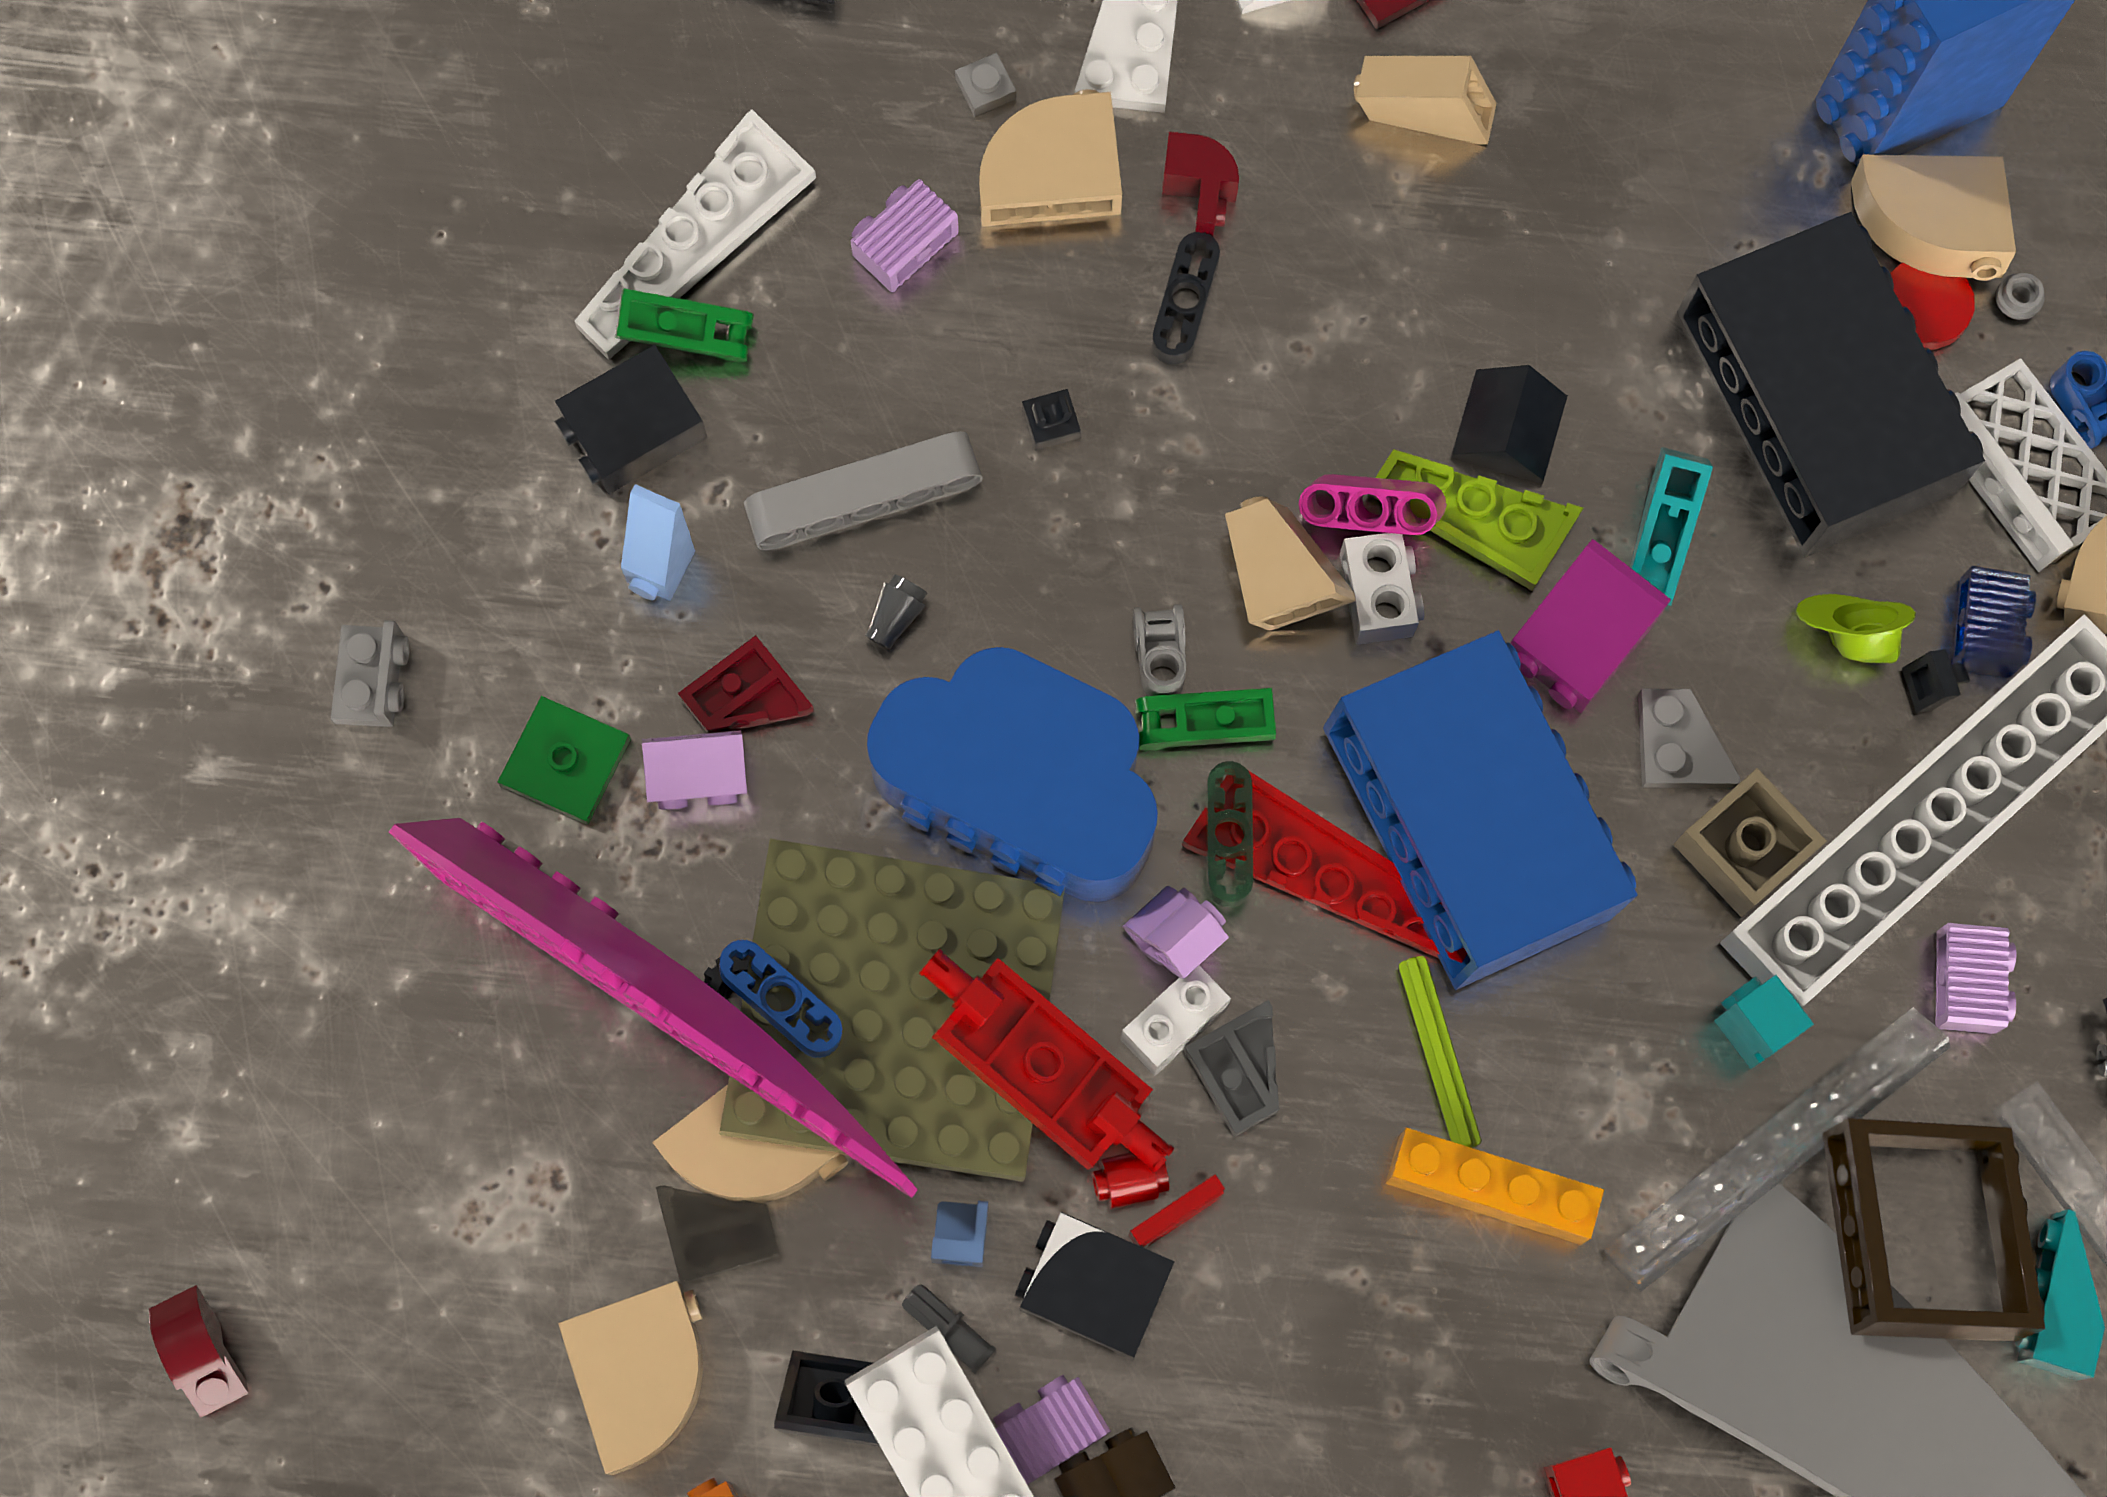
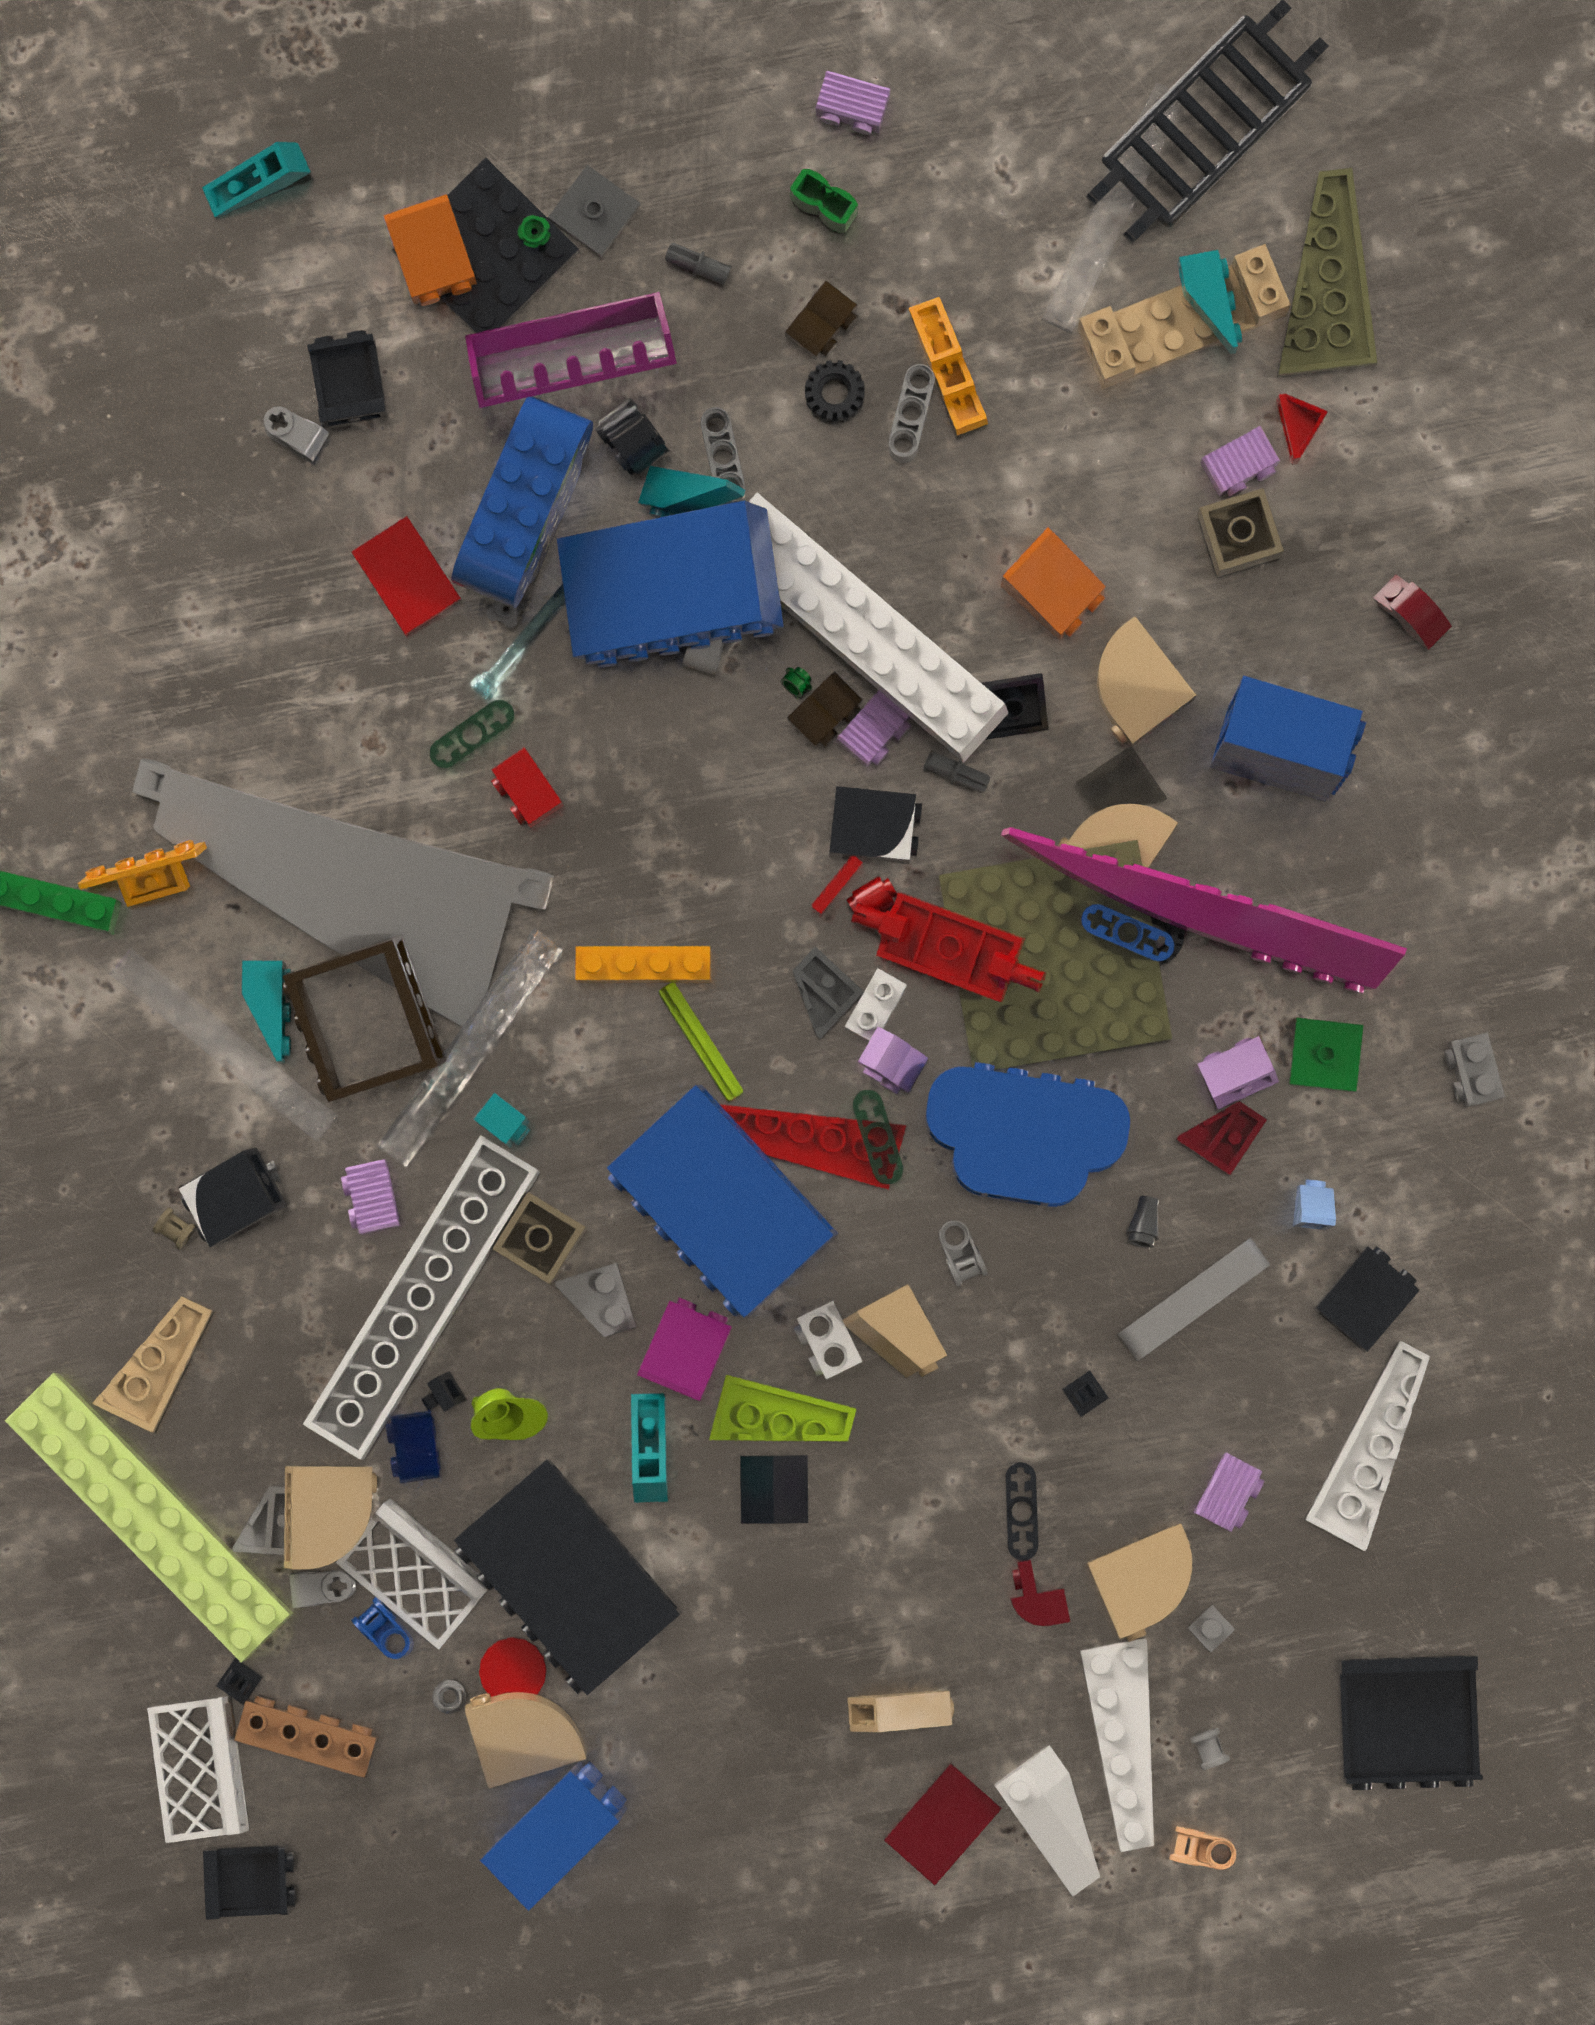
camera: 170 degrees right, 10 degrees up
(439, 1187) = (1288, 739): none -> blue brick
(682, 324) = (1355, 1374): green plate -> none
(960, 1234) = (968, 831): medium blue panel -> none
(1207, 718) = (915, 1215): green plate -> none
(1351, 513) = (850, 1392): dark pink beam -> none

